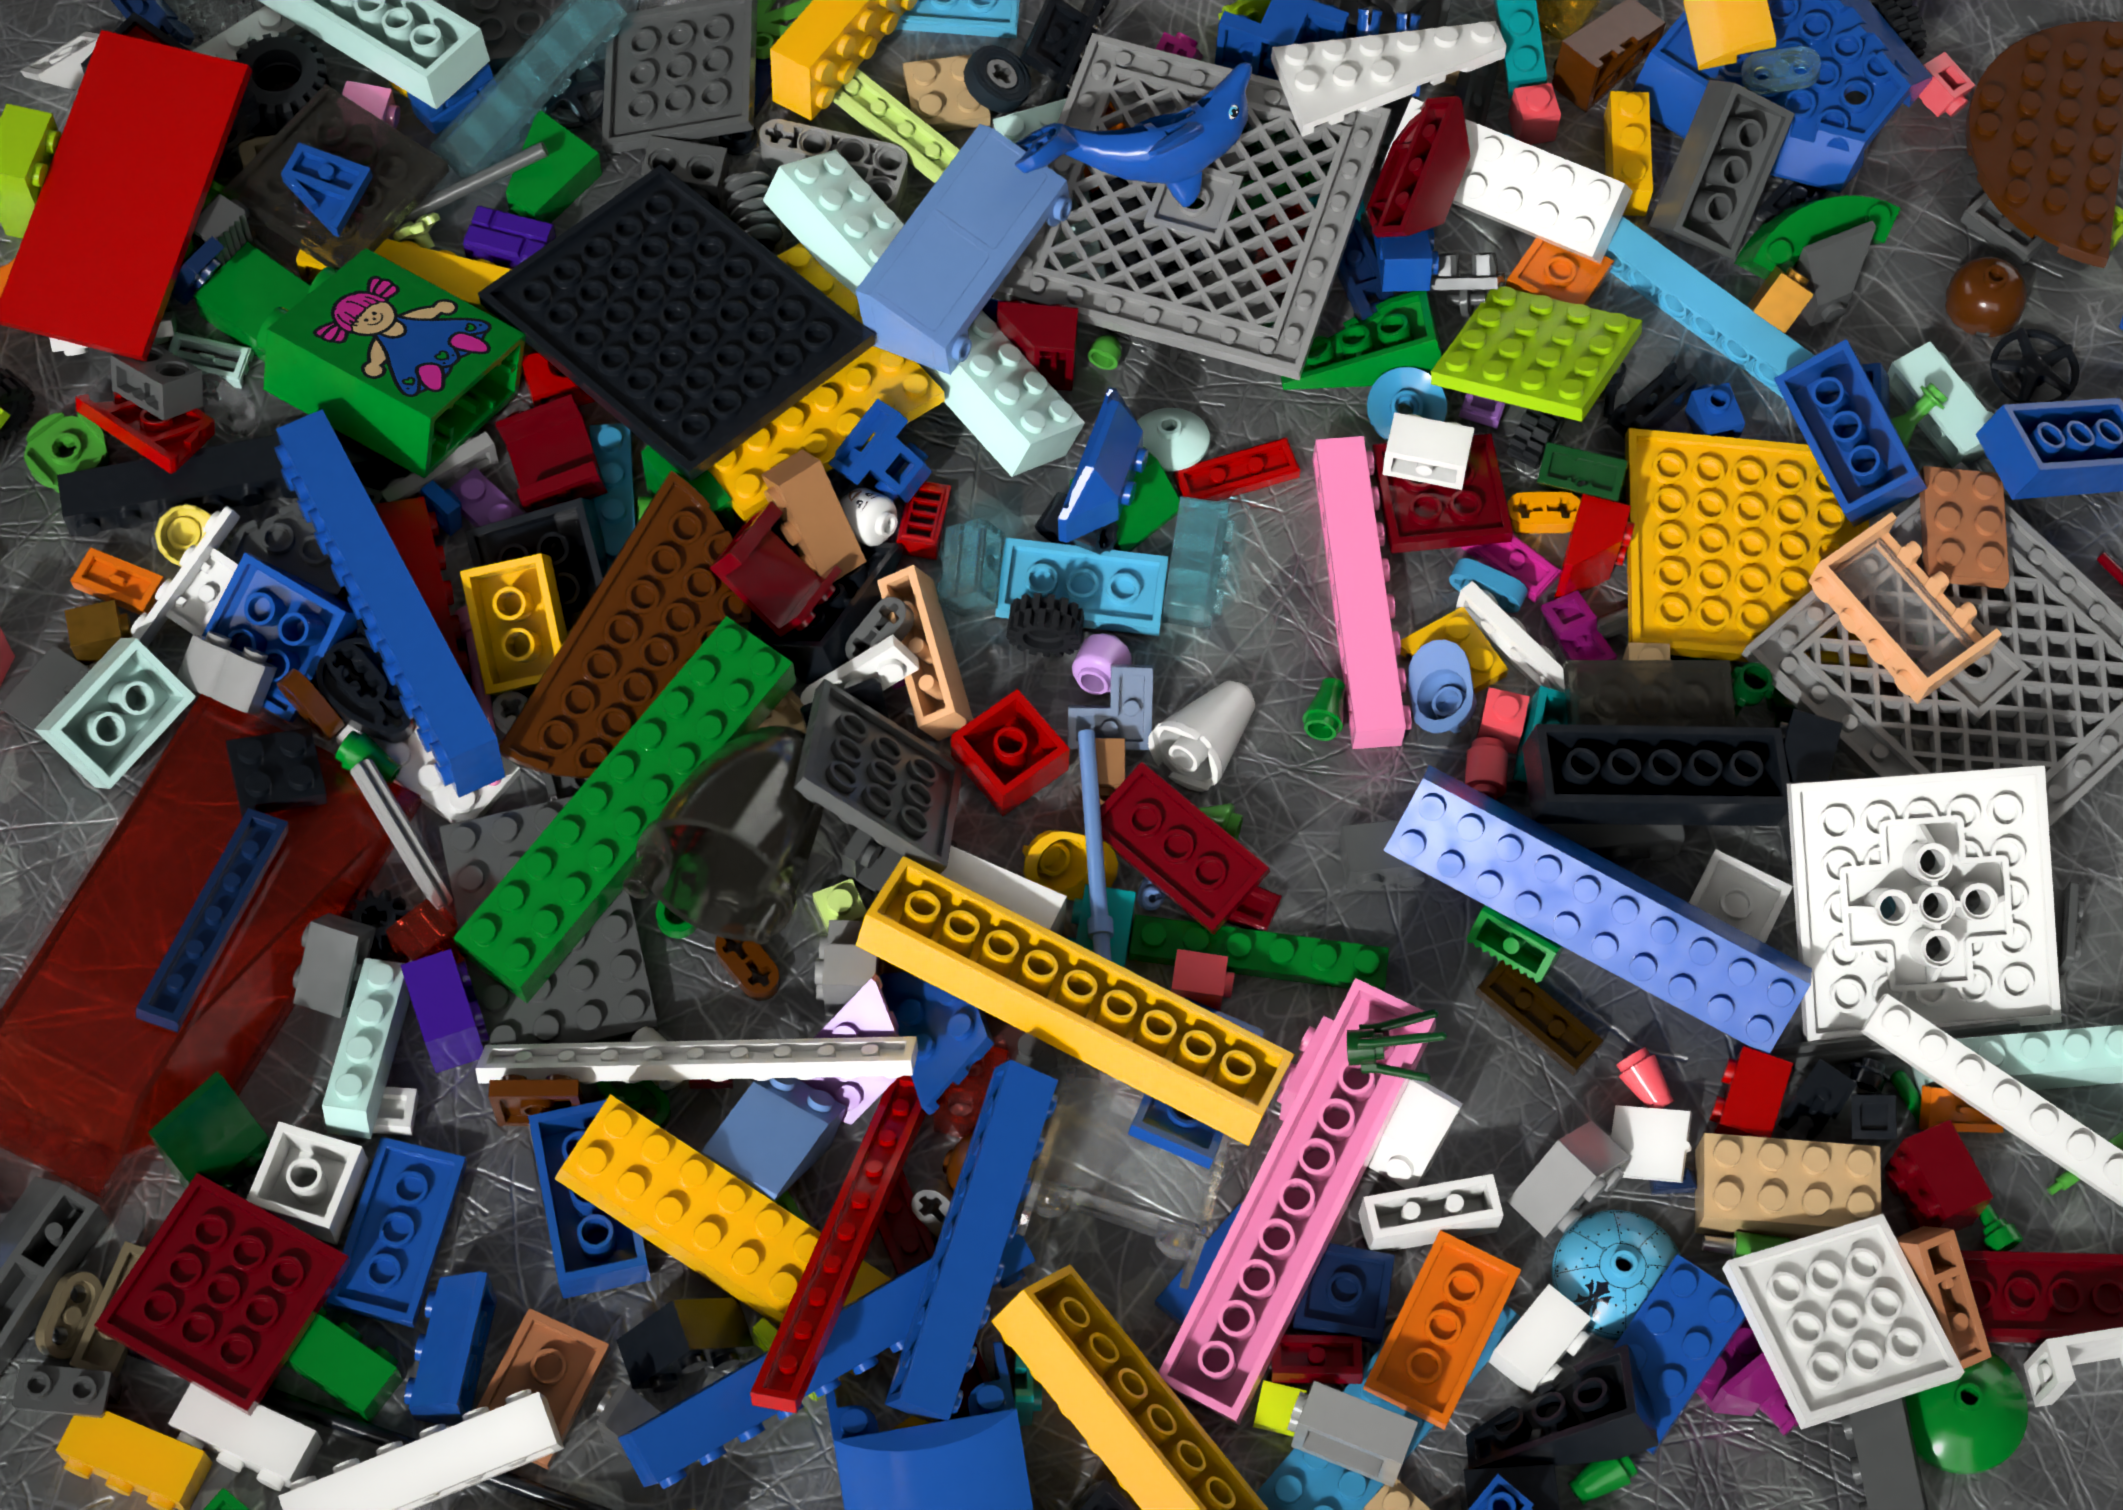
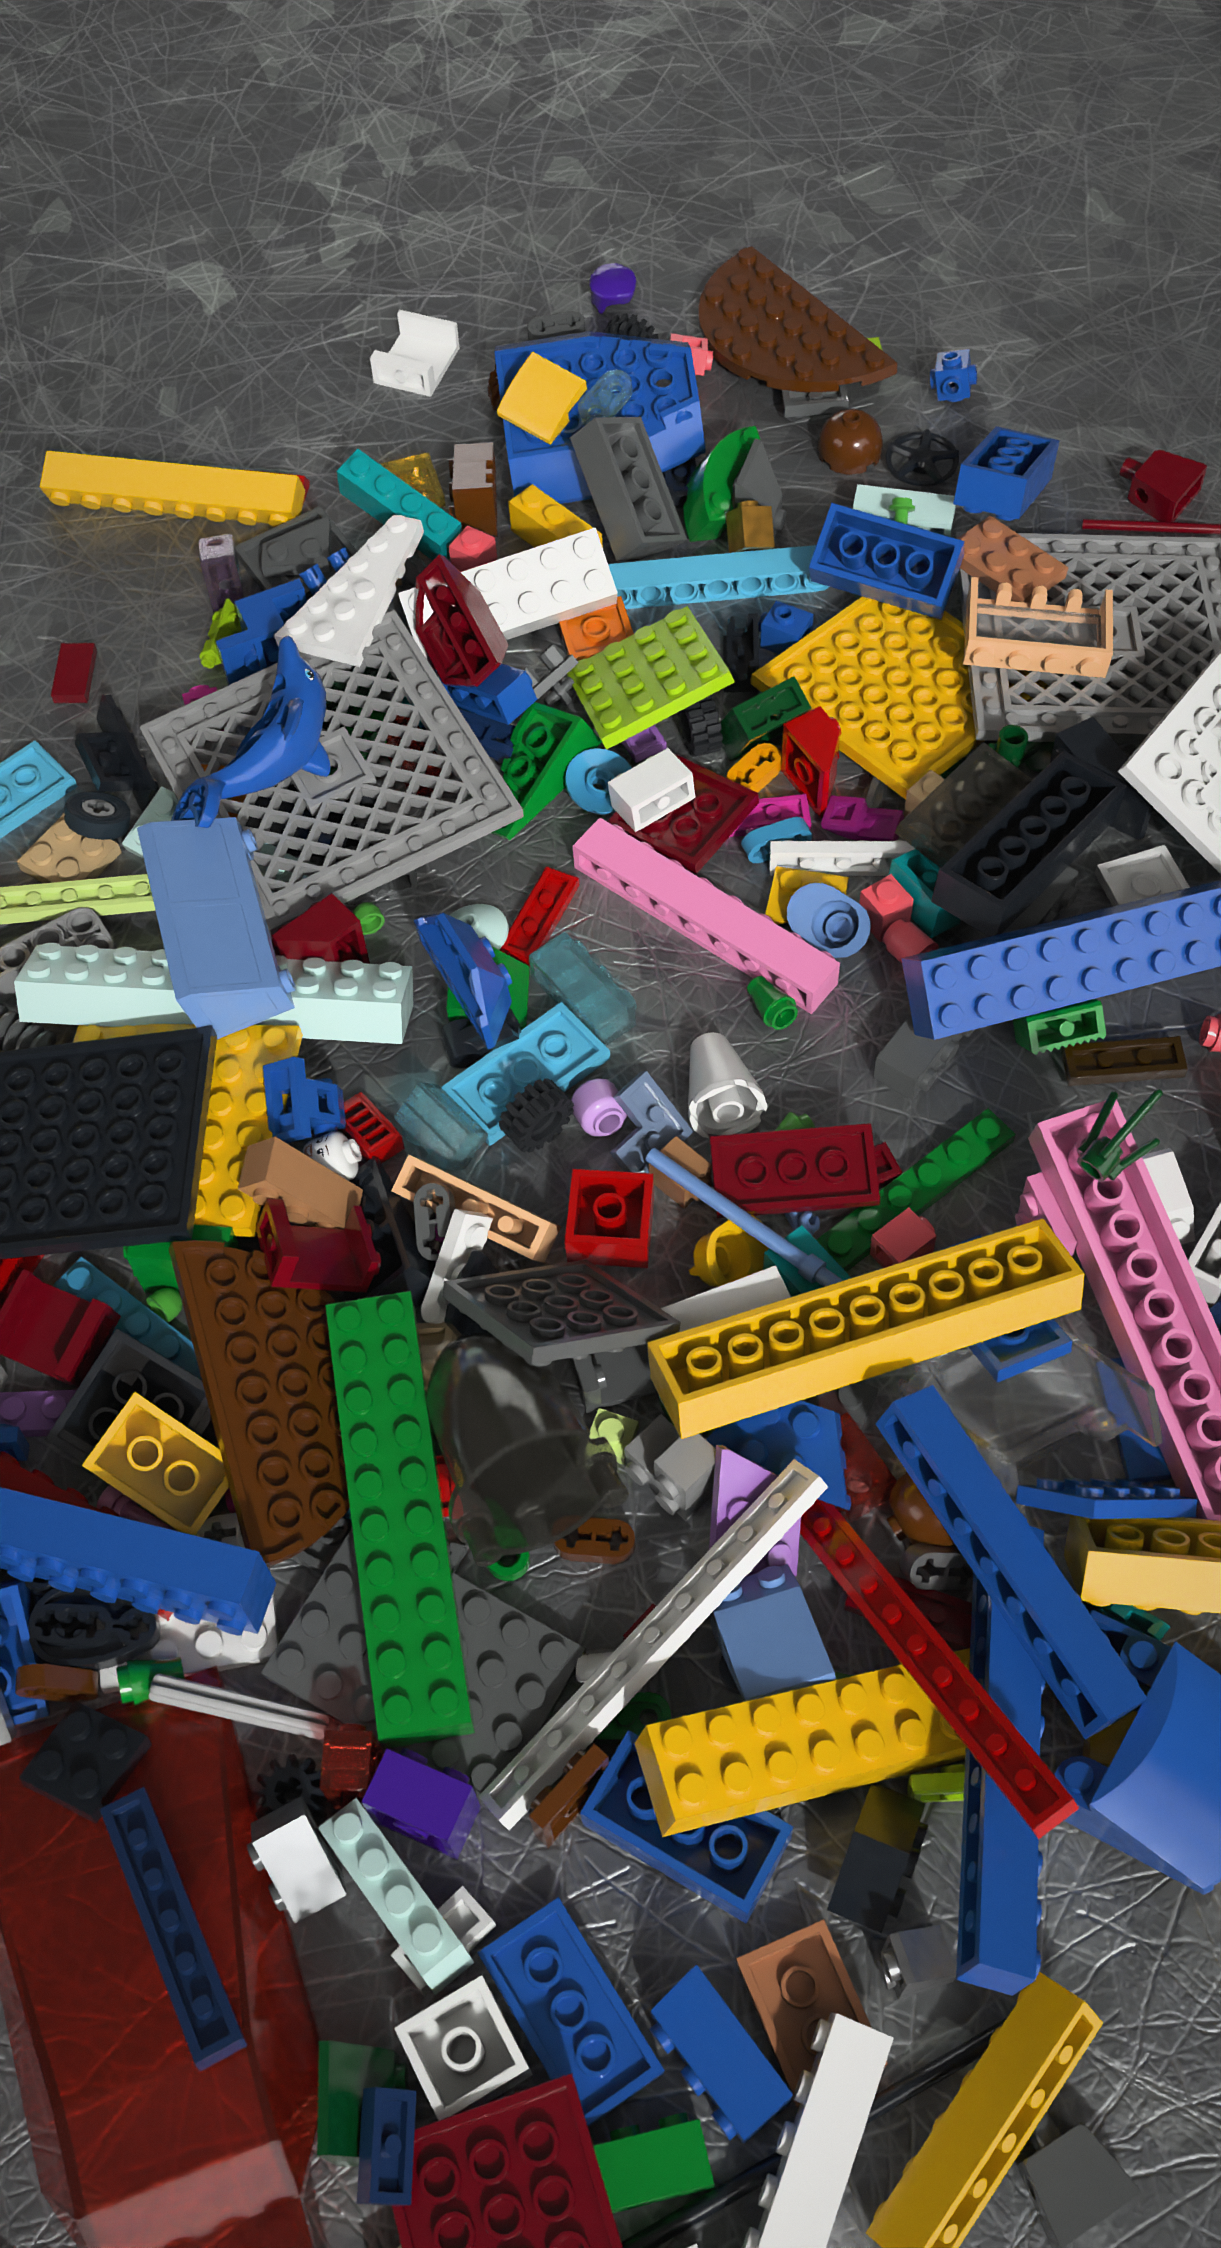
camera: 40 degrees left, 5 degrees down
(197, 1176) = (386, 2147): none -> dark blue plate
(1093, 1282) = (1106, 1498): none -> blue plate

